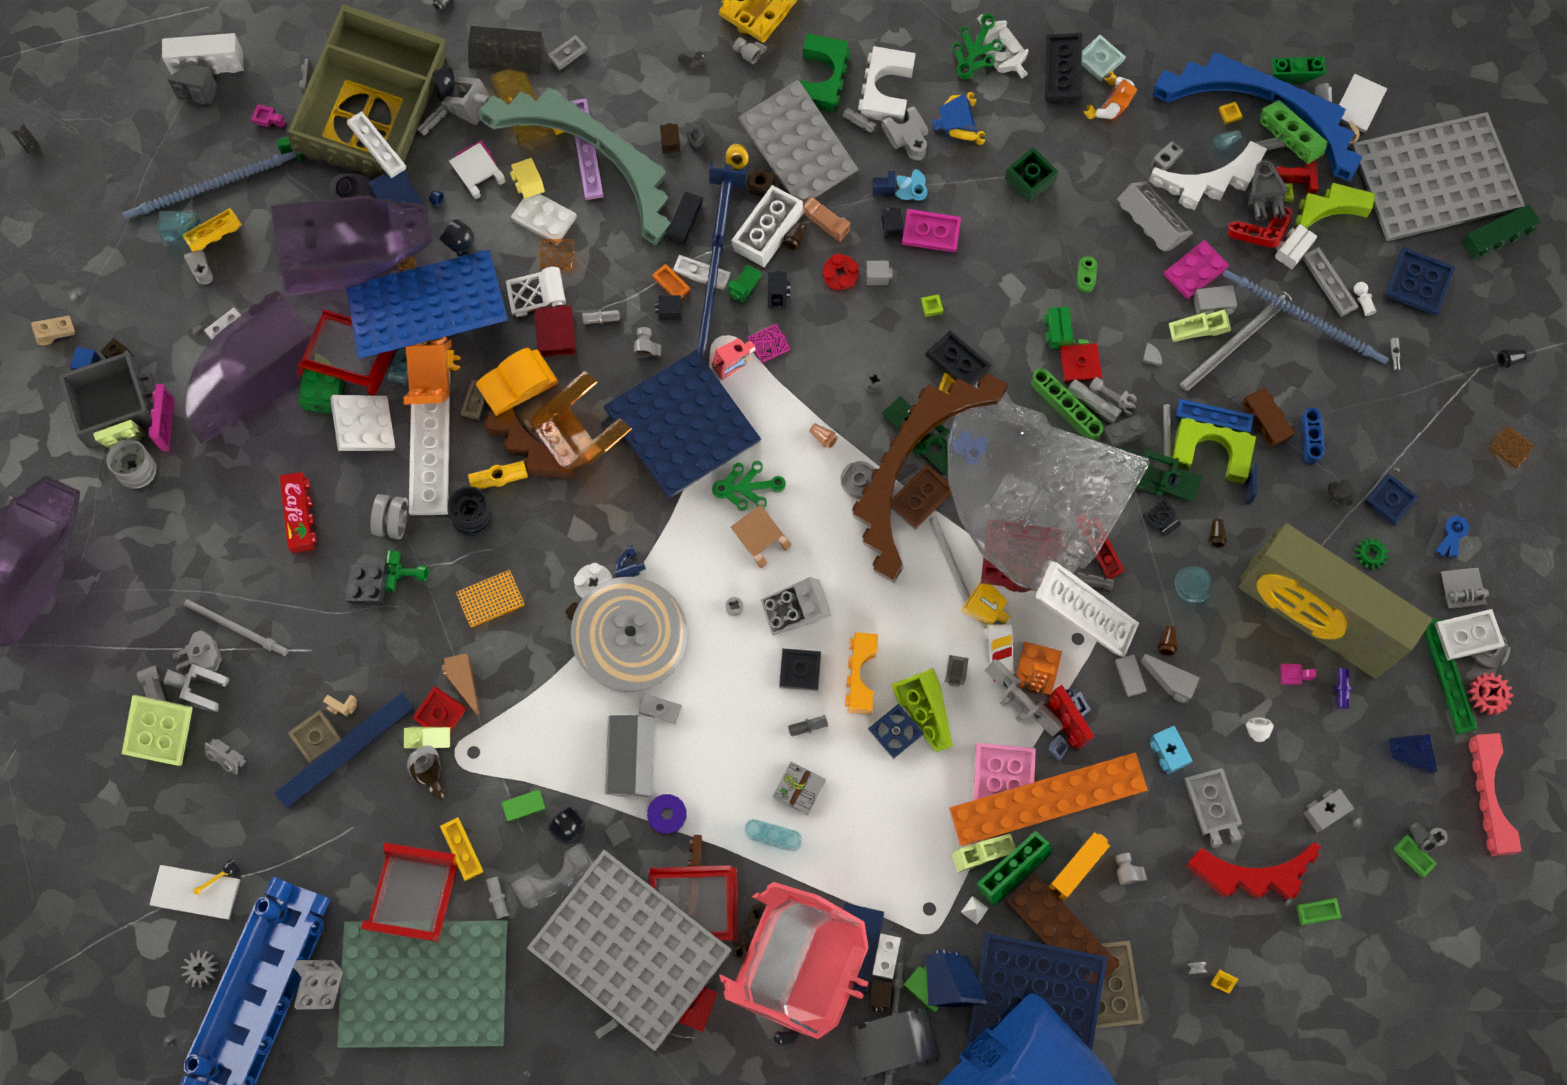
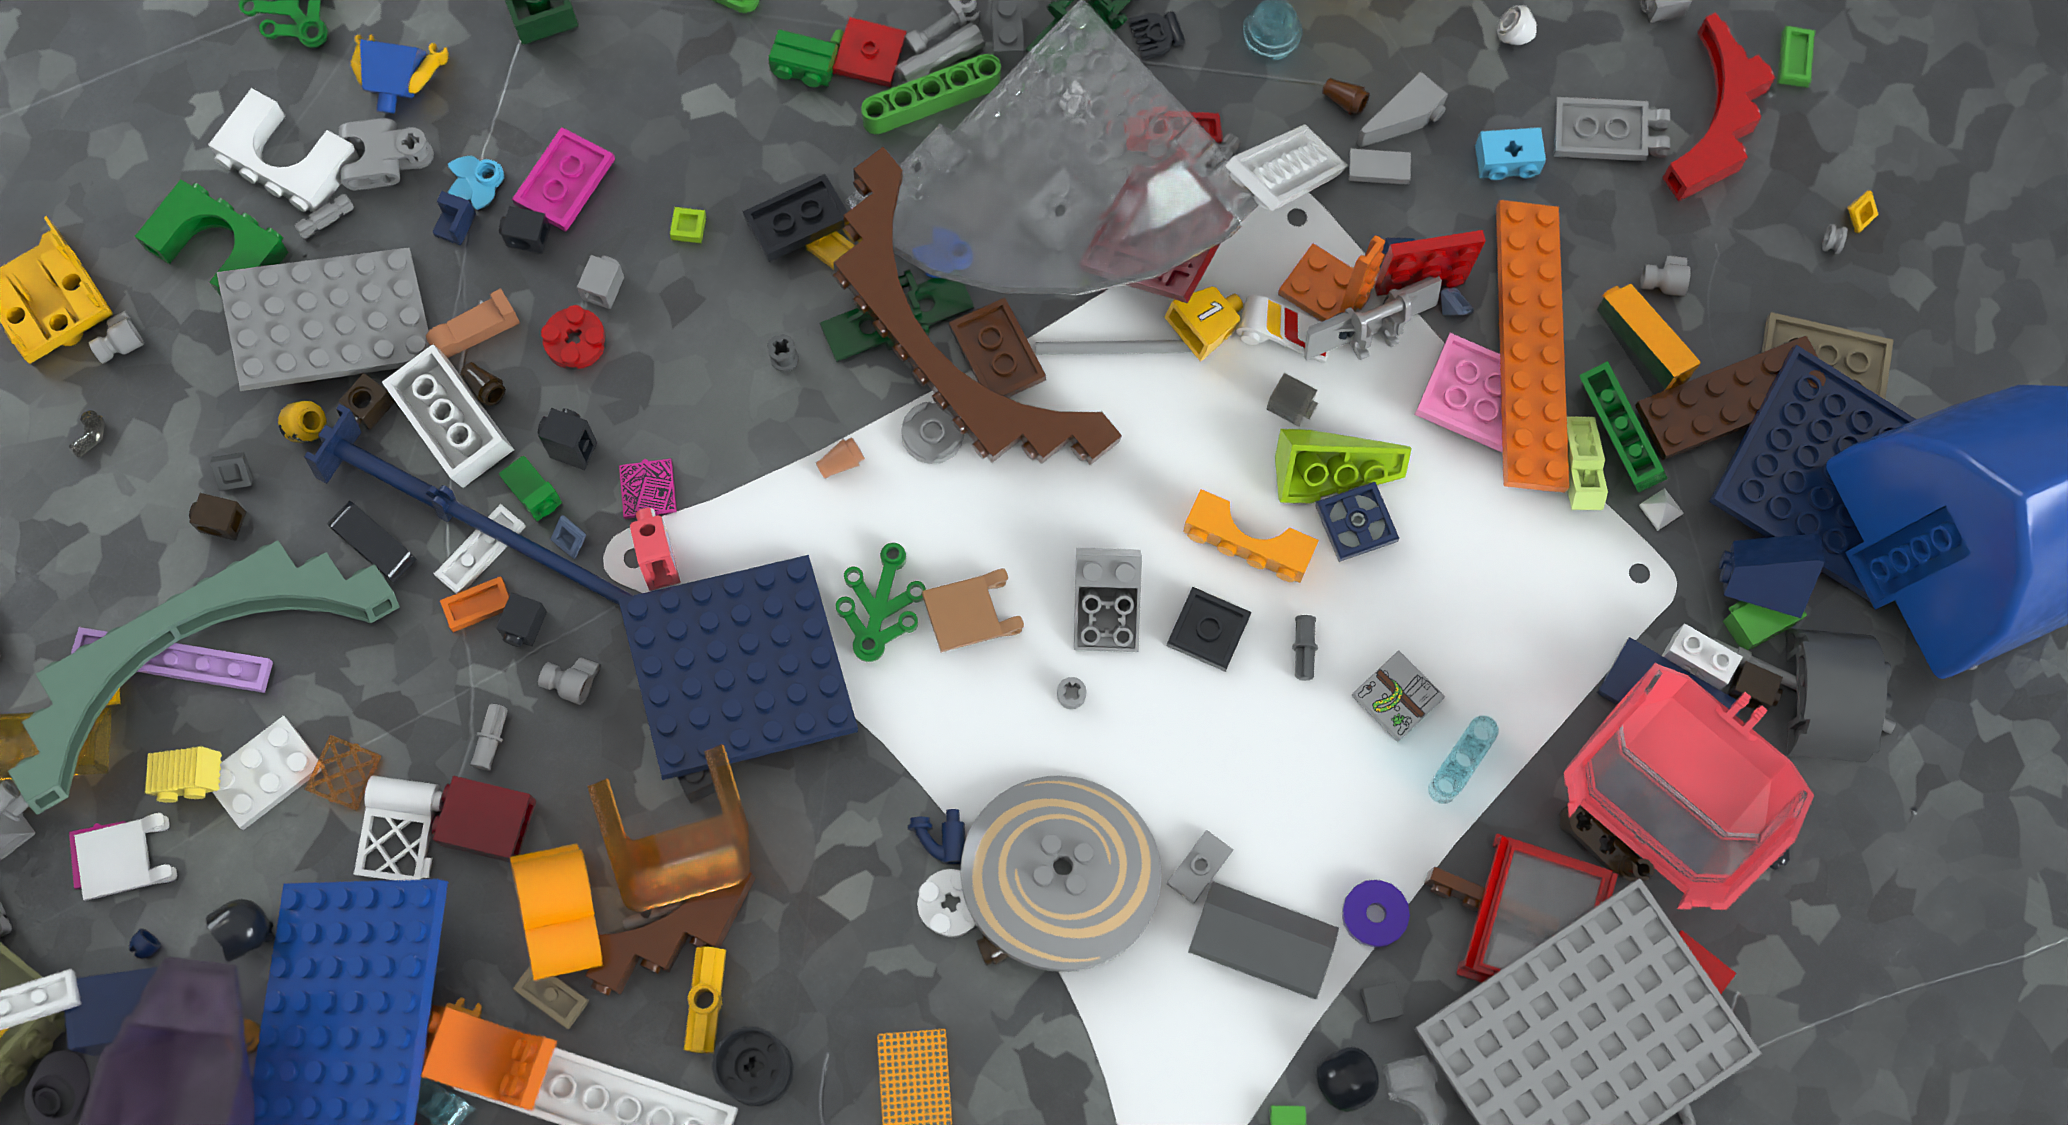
camera: 70 degrees left, 0 degrees up
(725, 313) = (568, 536): none -> sand blue slope

